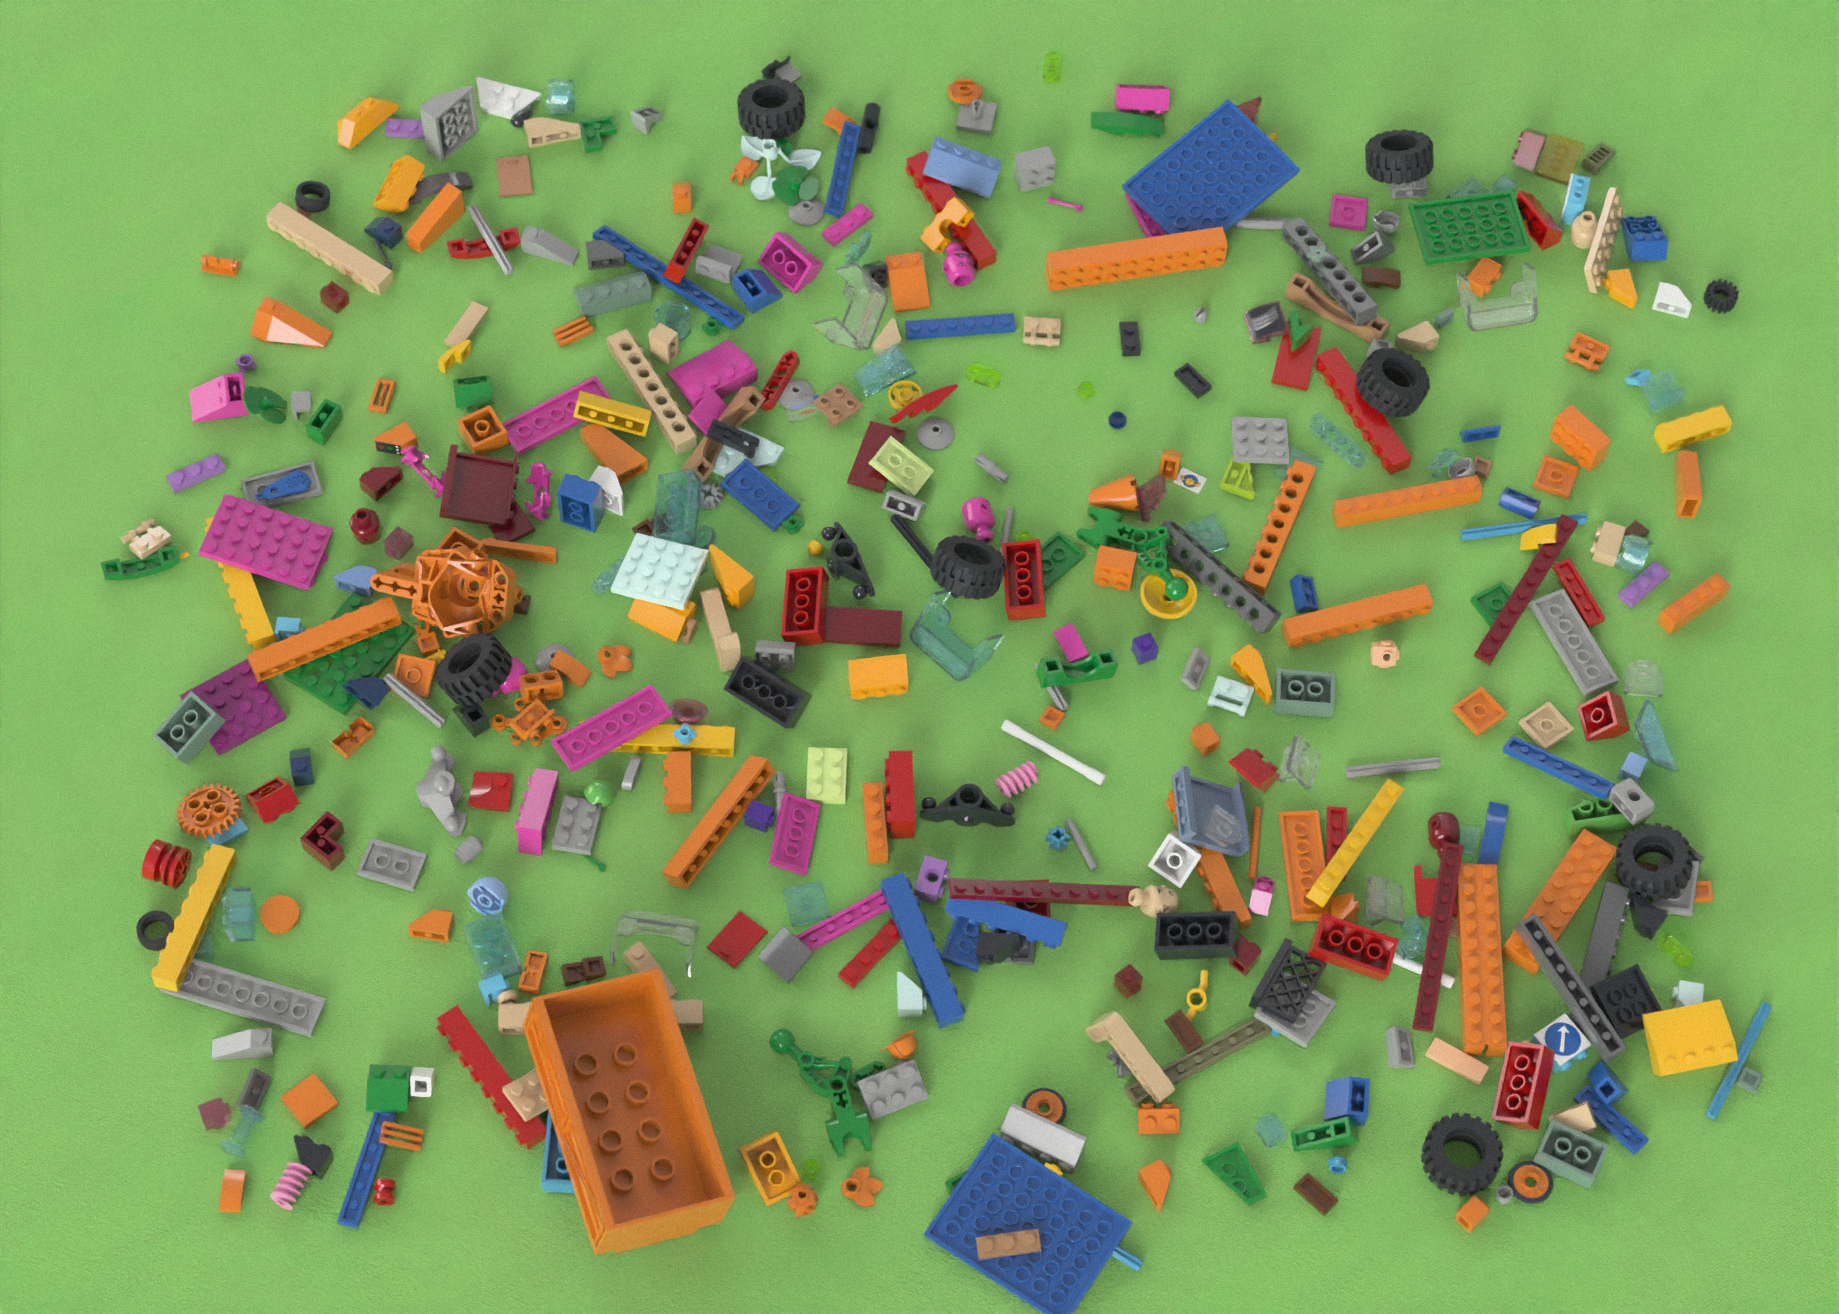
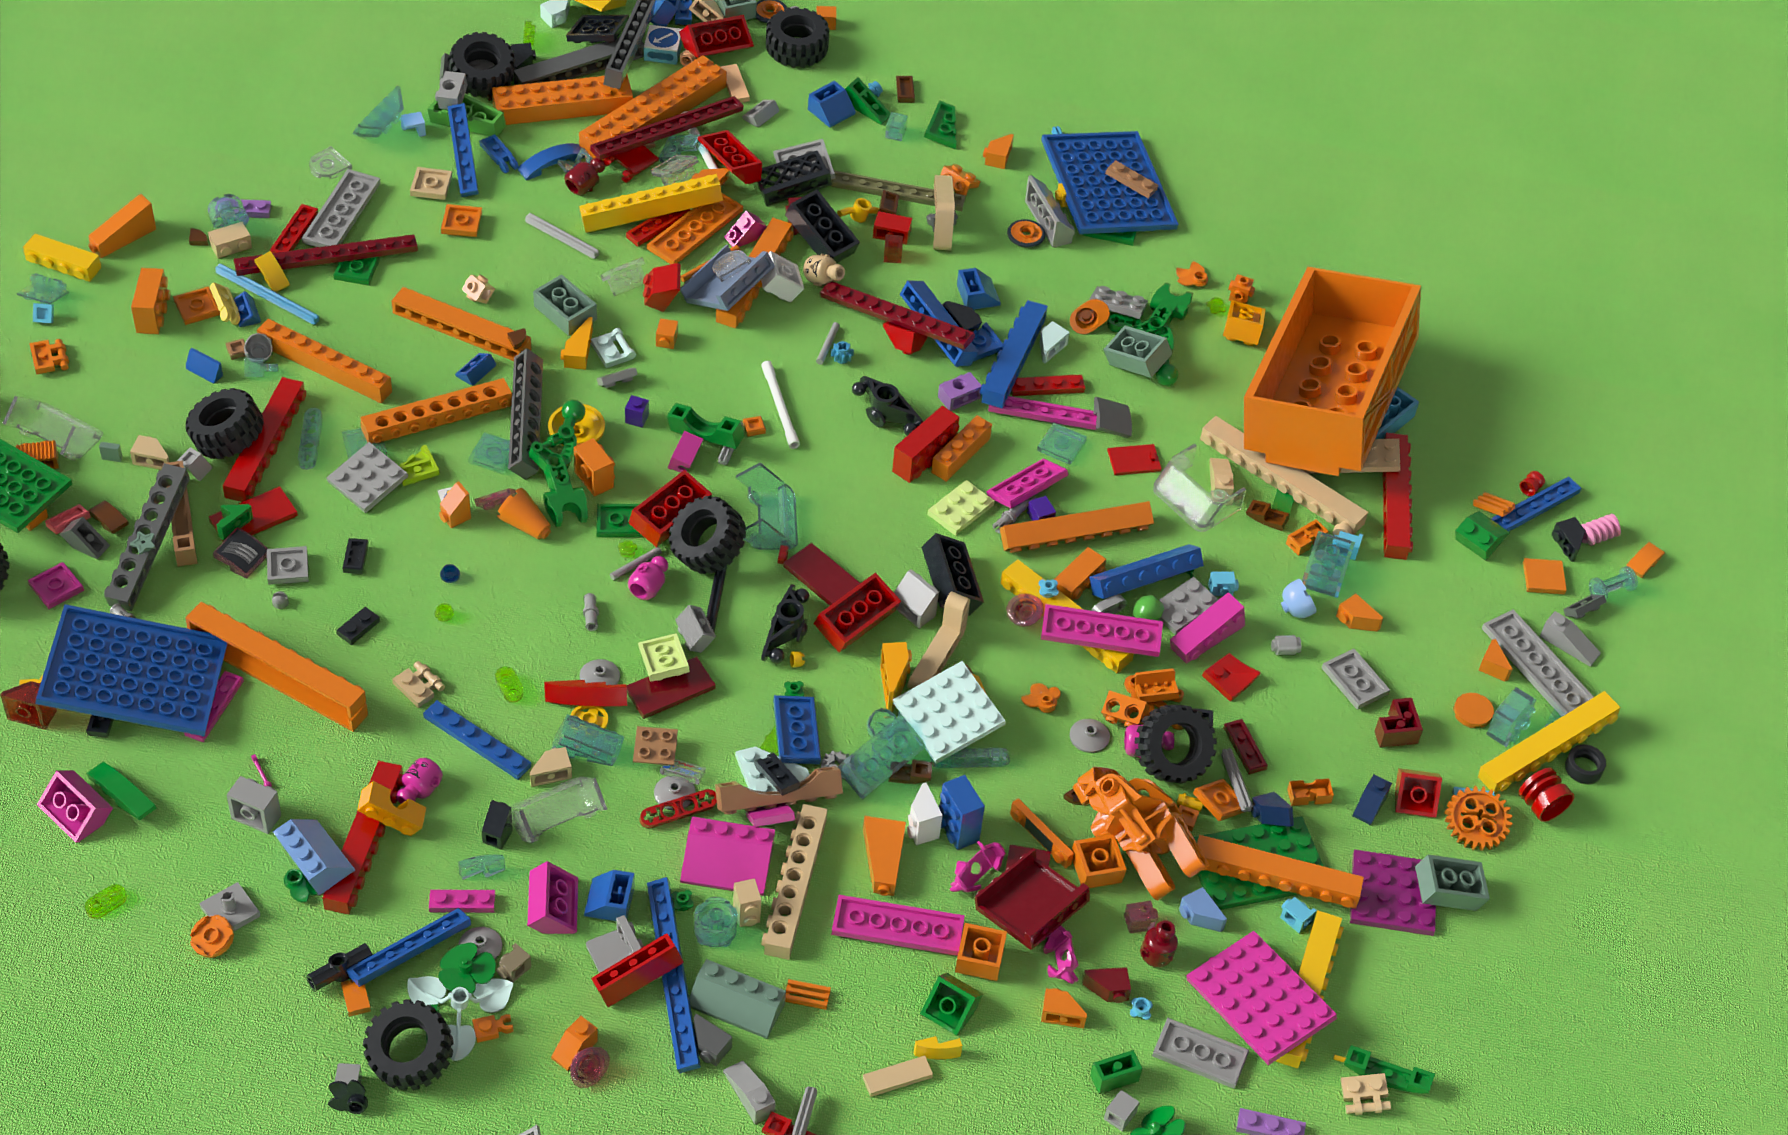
camera: 140 degrees left, 10 degrees down
(214, 1113) = (1626, 611): clear pink brick -> none
(287, 485) = (1204, 1039): blue piece -> none
(291, 969) = (1495, 662): none -> orange slope
(345, 480) = (1141, 1003): none -> medium azure plate
(379, 408) = (1040, 1076): orange tile -> none
(422, 1082) = (1450, 521): white brick -> none
(429, 738) = (1245, 746): none -> dark red tile
(442, 792) = (1271, 699): light grey piece -> none
(562, 866) = (1222, 583): none -> medium azure brick
(571, 668) = (1087, 713): orange slope -> none
(612, 413) = (855, 874): yellow brick -> none
(627, 821) = (1146, 571): none -> blue brick
(659, 184) = (589, 1066): none -> clear pink hat
(770, 209) = (514, 964): none -> dark tan brick
(821, 1030) = (1137, 351): none -> sand green brick
(878, 676) = (854, 531): light orange slope -> none
(907, 282) = (469, 806): orange slope -> none
(909, 618) = (783, 554): none -> red tile
(1017, 779) = (829, 401): bright pink piece -> none
(1017, 996) = (977, 289): none -> blue slope
(1153, 1007) = (892, 225): none -> red brick
(1226, 338) = (287, 565): none -> light grey plate
(1295, 624) = (517, 337): none -> reddish brown tile
(1386, 222) = (44, 548): light grey hair -> none
(1403, 254) = (61, 521): none -> coral plate
(1537, 490) = (225, 303): none -> light yellow hinge
(1538, 803) = (498, 153): none -> blue hinge
(1603, 717) = (388, 160): red slope -> none
(1693, 603) = (232, 169): orange brick -> none

